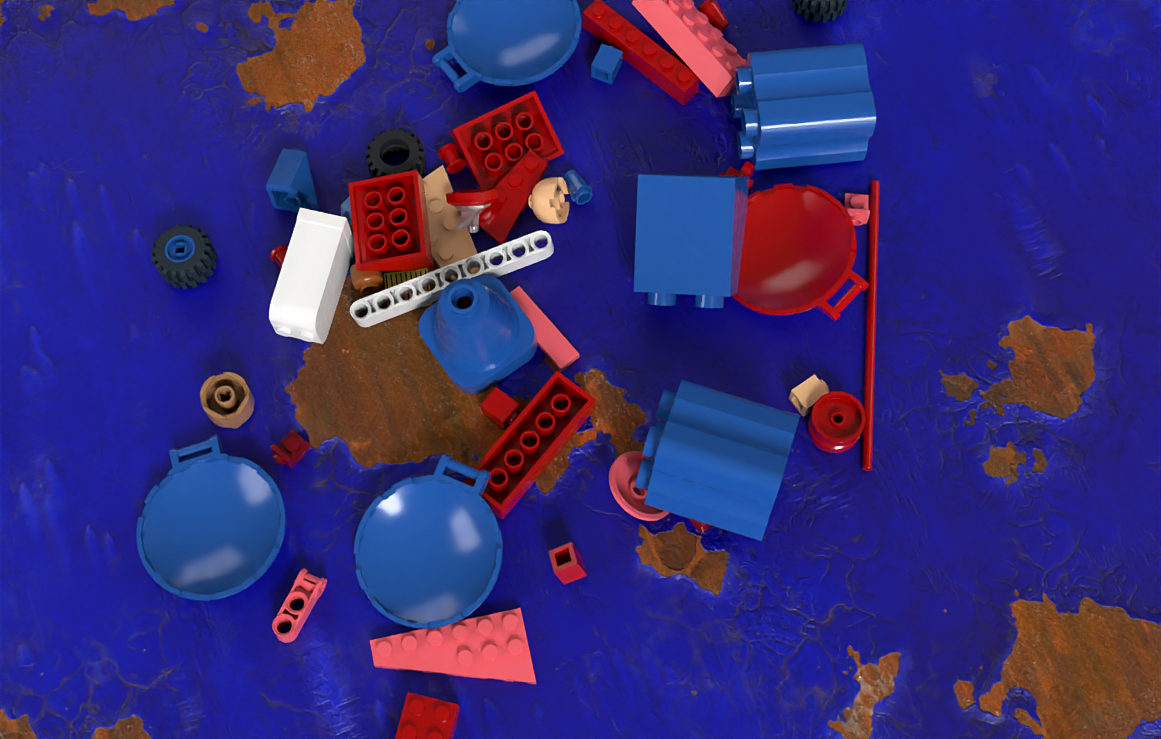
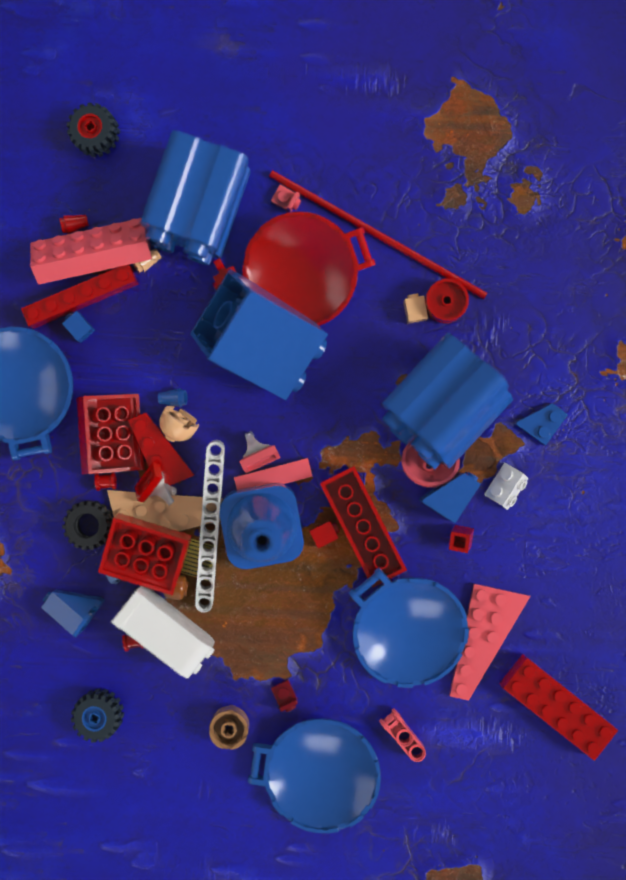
camera: 70 degrees left, 20 degrees up
(557, 298) = (257, 454): none -> coral piece
(614, 527) = (452, 497): none -> blue slope
(656, 594) = (506, 486): none -> white bracket
(709, 100) = (145, 265): none -> light nougat cone
(753, 603) = (543, 423): none -> blue wing

